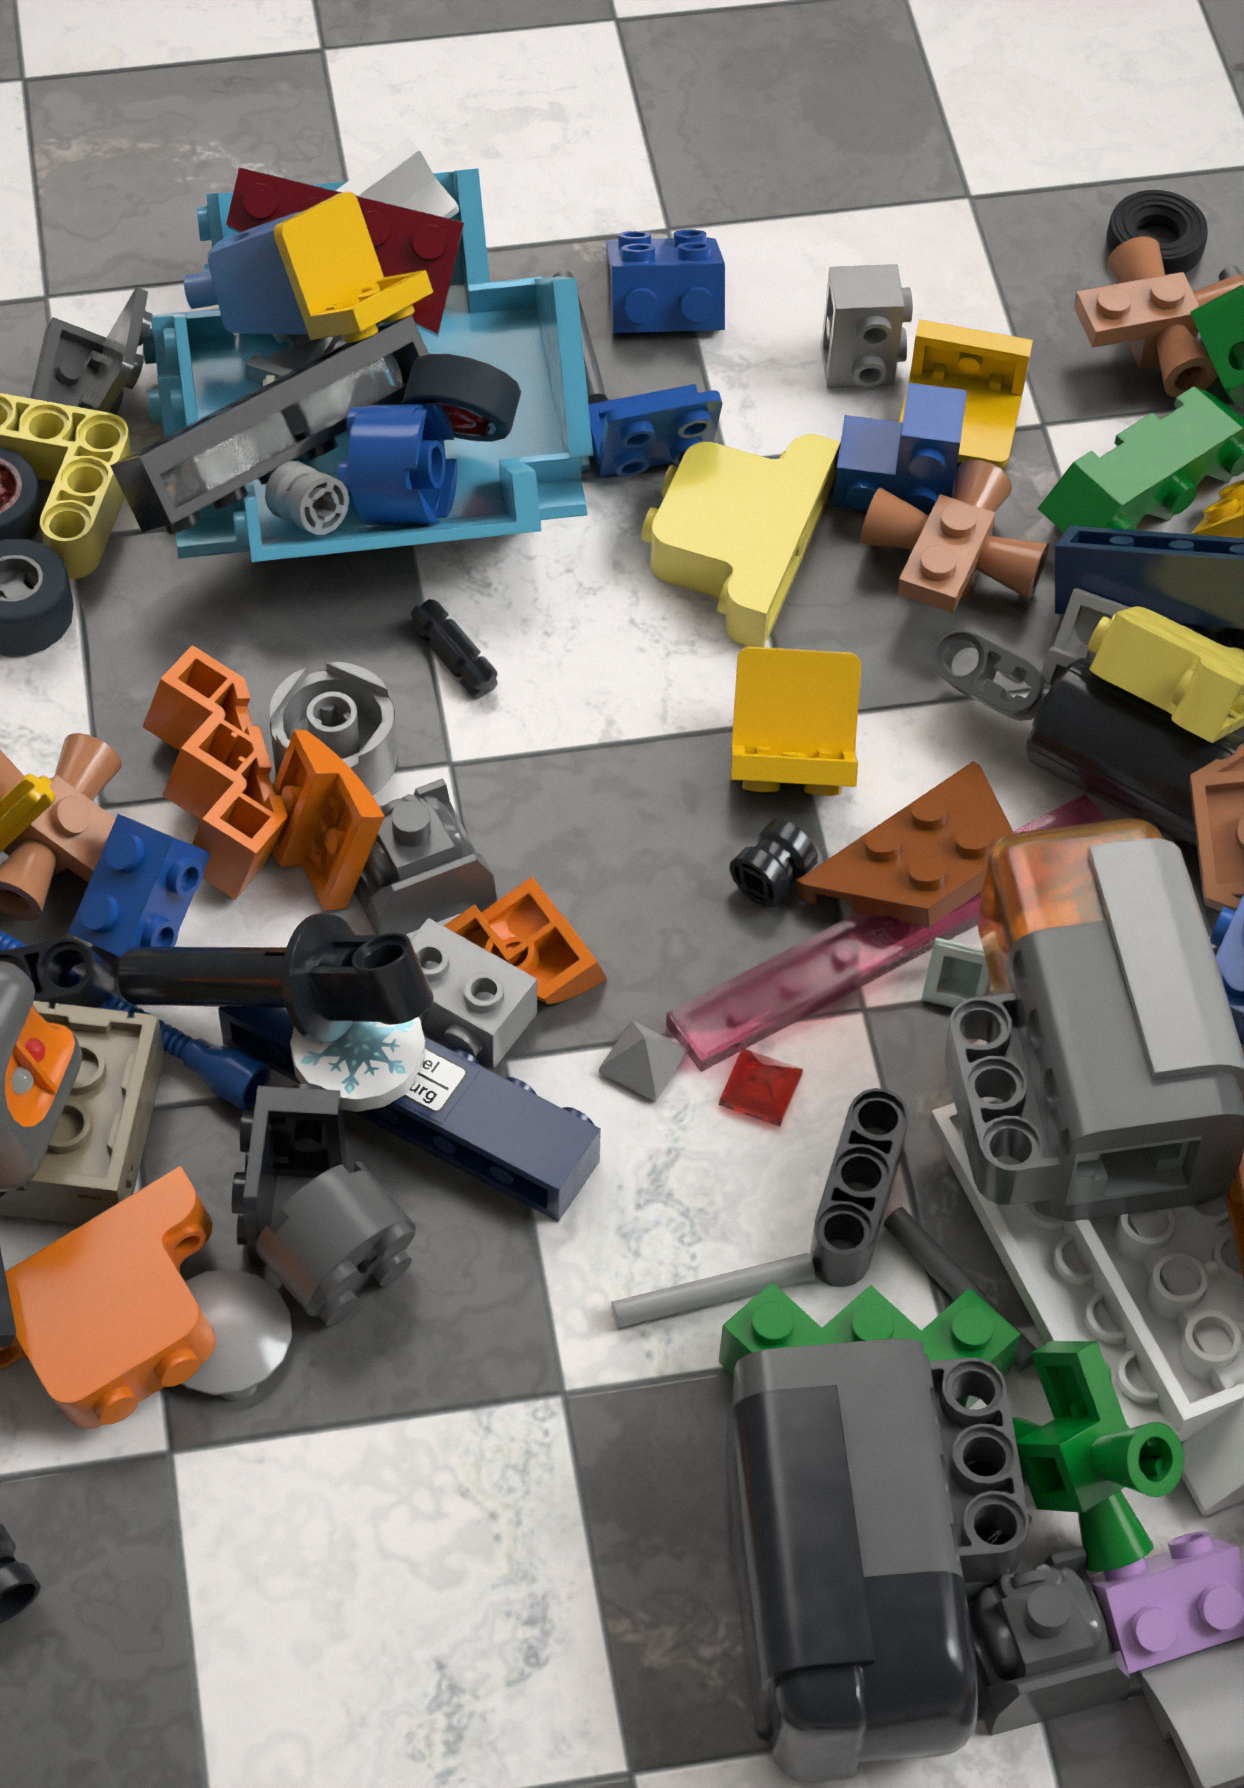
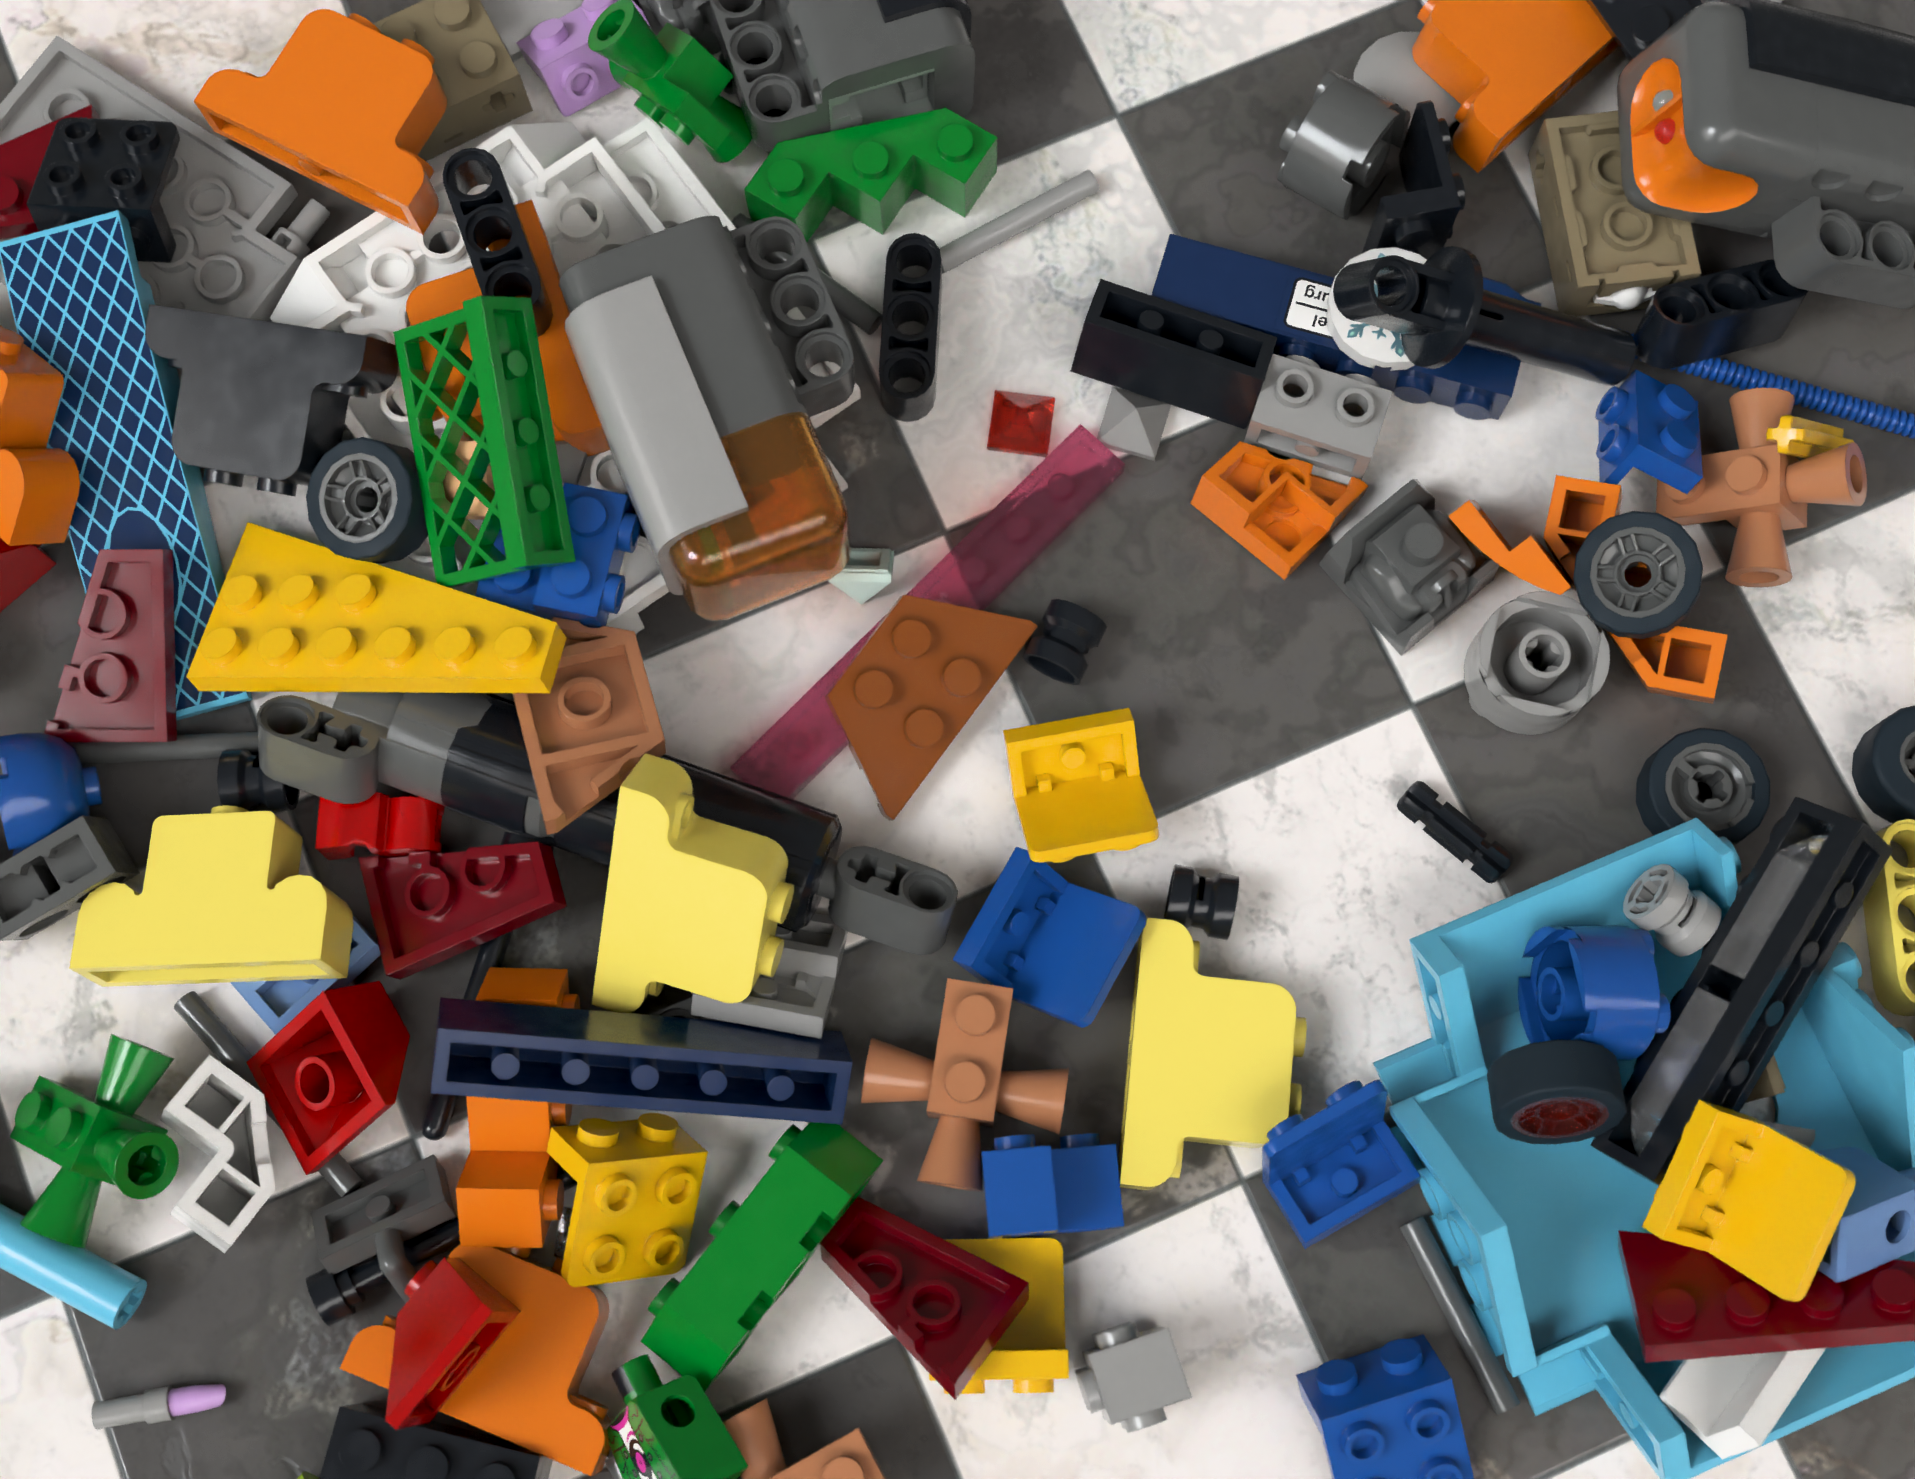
camera: 170 degrees right, 20 degrees up
(206, 597) = (1712, 756): none -> wheel
(224, 733) = (1619, 546): none -> wheel
(592, 1078) = (1173, 354): none -> black brick
(706, 635) = (1202, 901): none -> black wheel
(845, 607) = (1050, 940): none -> blue bracket
(1020, 400) = (924, 1290): none -> dark red wing

